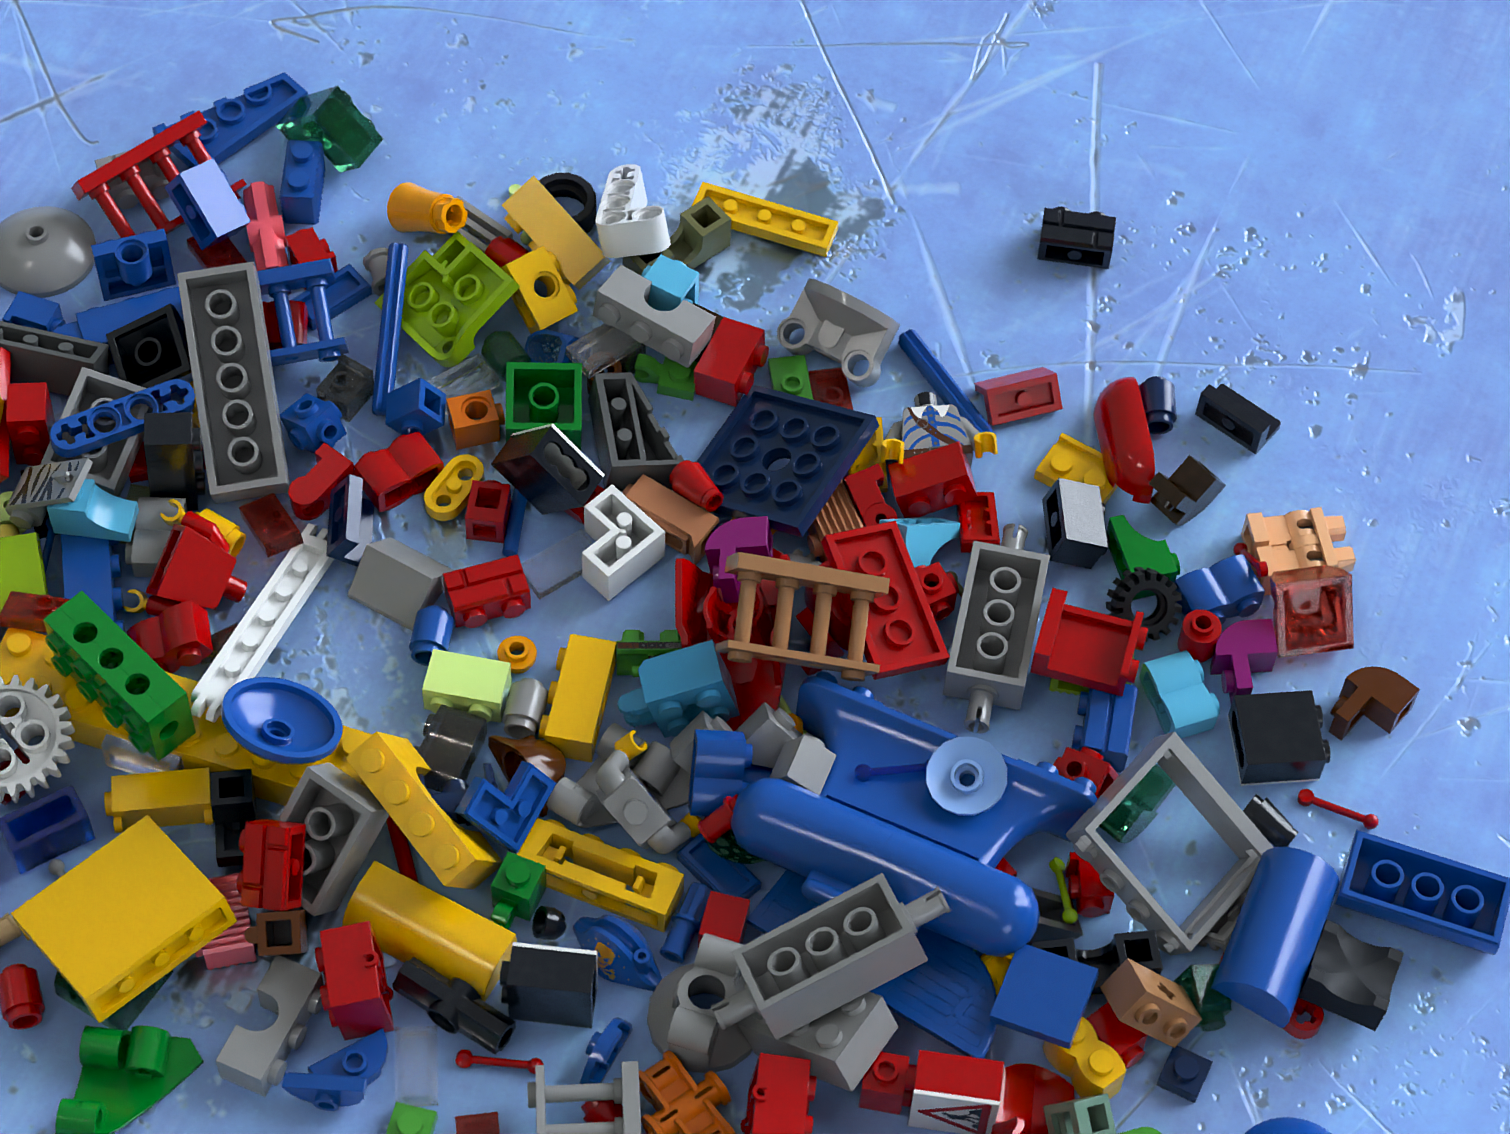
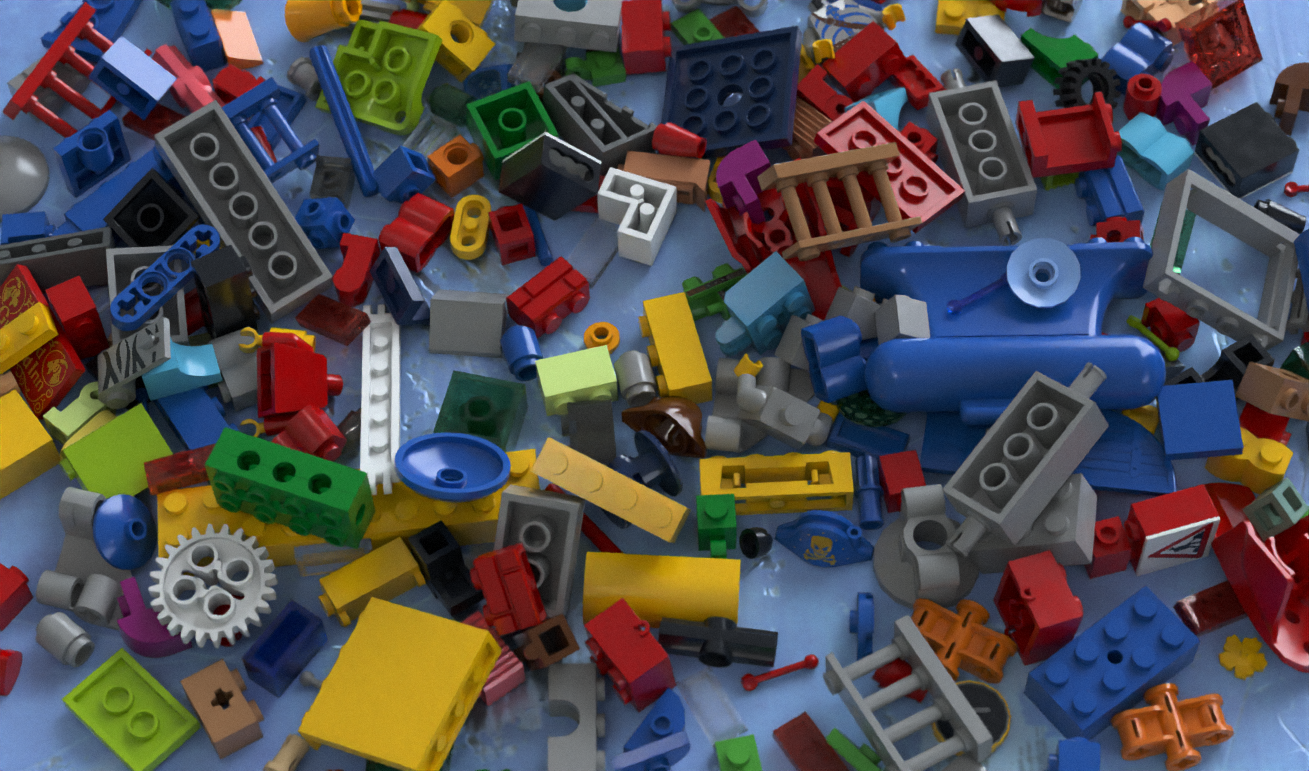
camera: 20 degrees left, 0 degrees up
(337, 202) = (237, 38): none -> slope
(356, 680) = (484, 409): none -> clear green brick
(510, 814) = (681, 462): blue tile -> none
(550, 984) = (794, 587): black piece -> none
(718, 821) = (858, 395): red pin -> none

